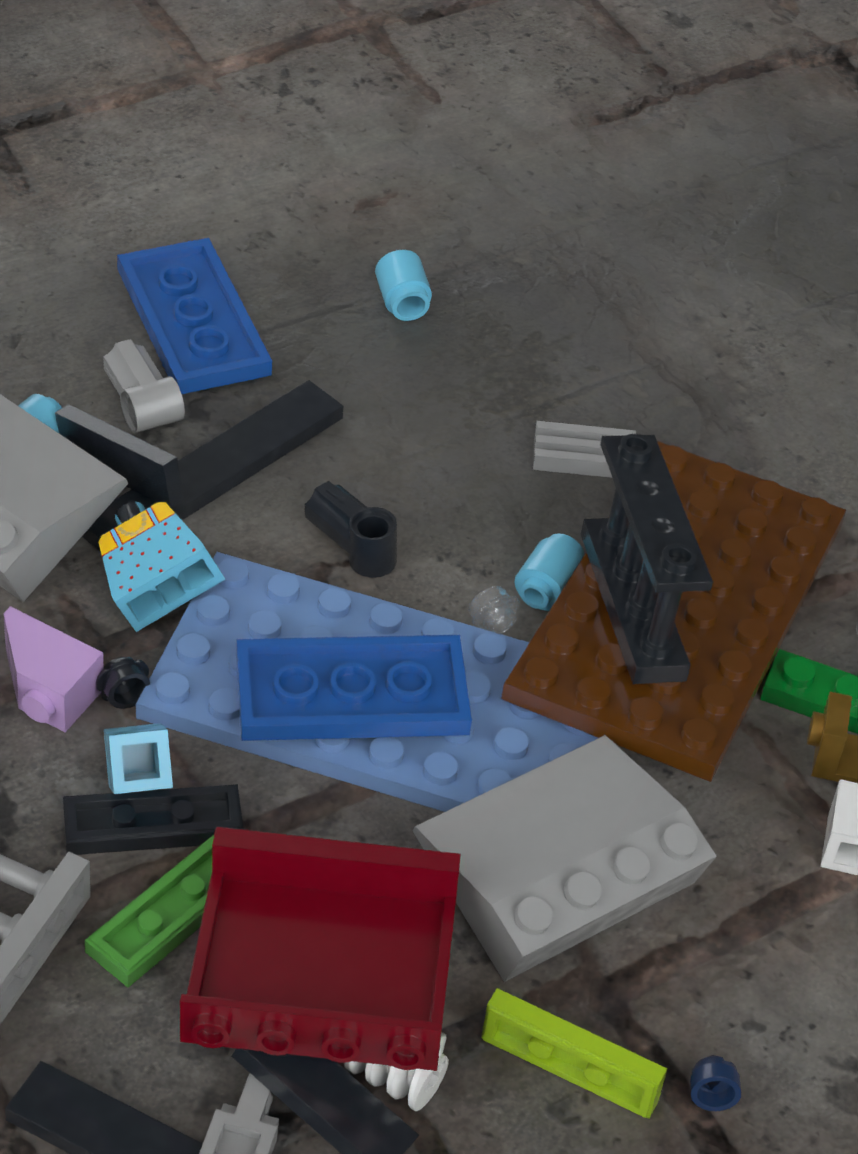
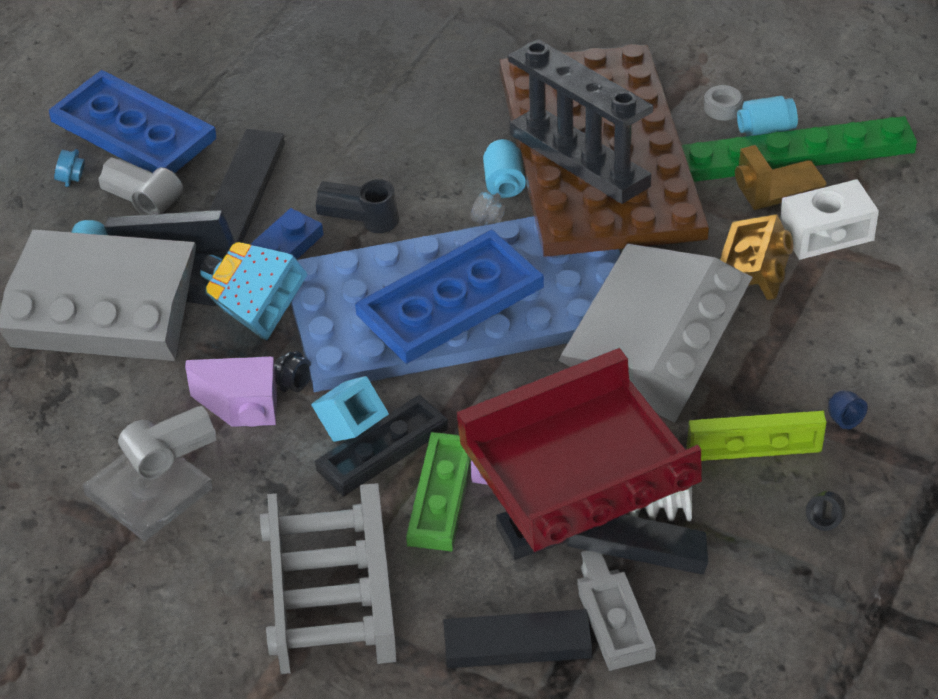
camera: 25 degrees left, 0 degrees up
(89, 328) = (69, 167): none -> dark azure plate
(245, 527) = (291, 234): none -> blue plate
(403, 284) = (257, 39): medium azure brick -> none
(572, 448) = (457, 87): light grey tile -> none
(764, 833) = (760, 250): none -> pearl gold bracket

